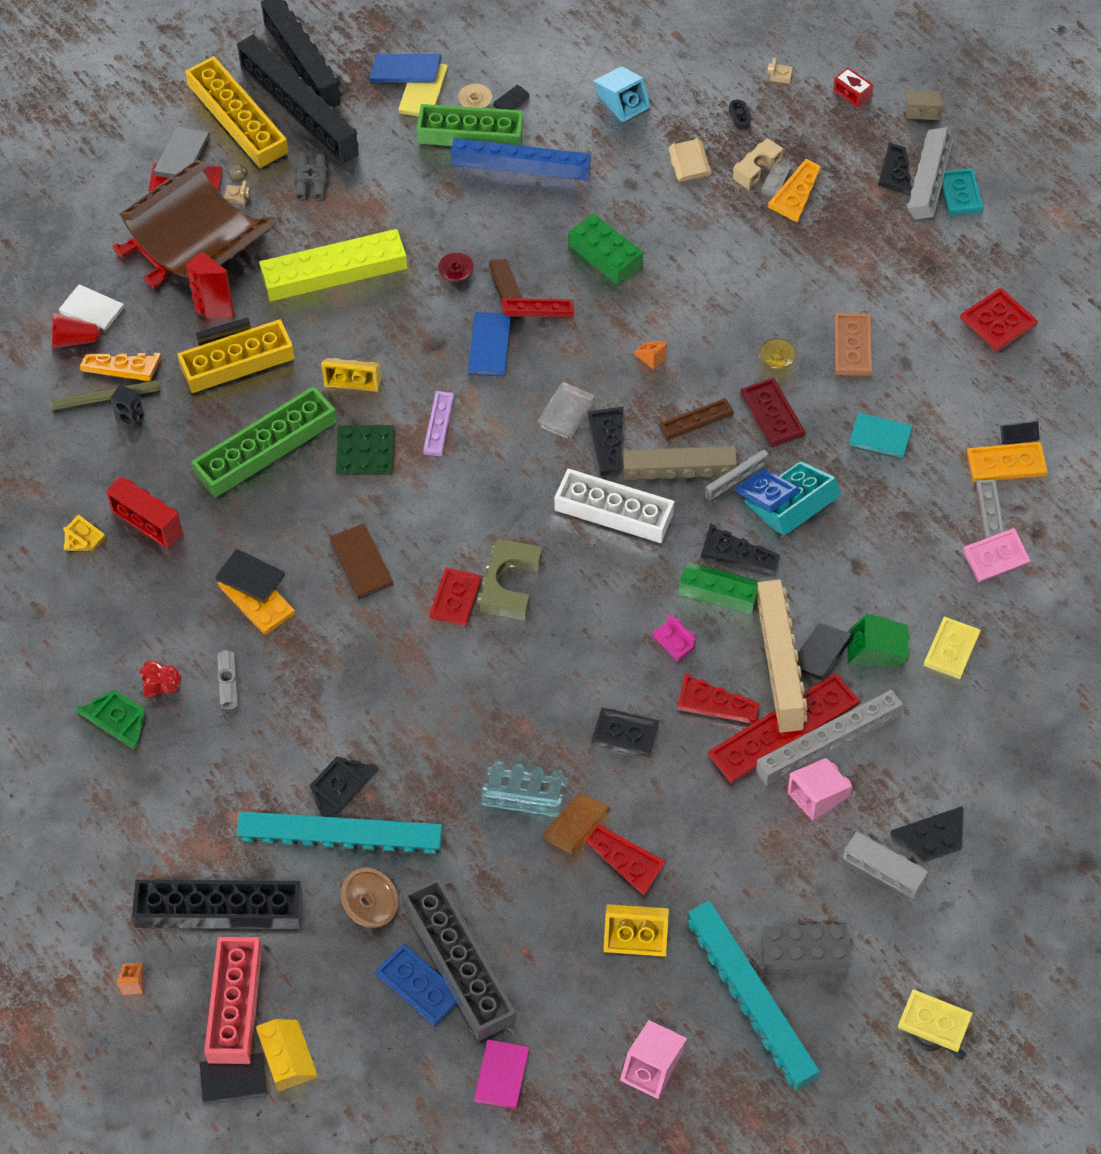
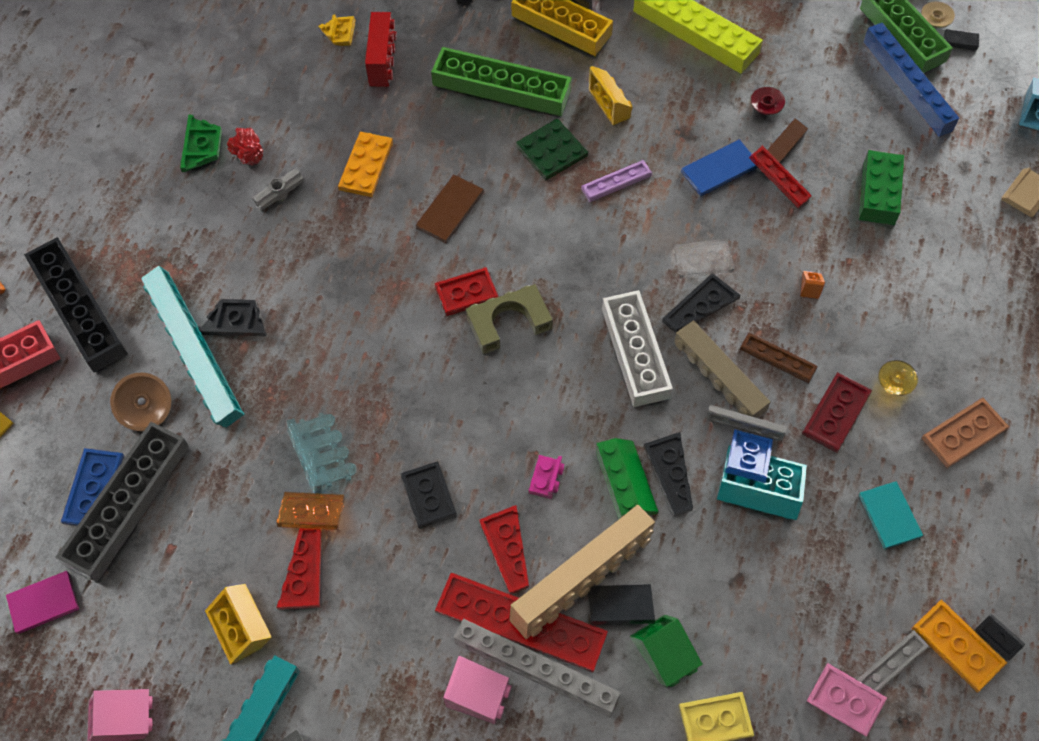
camera: 55 degrees right, 5 degrees up
(250, 576) = (376, 146): black tile -> none

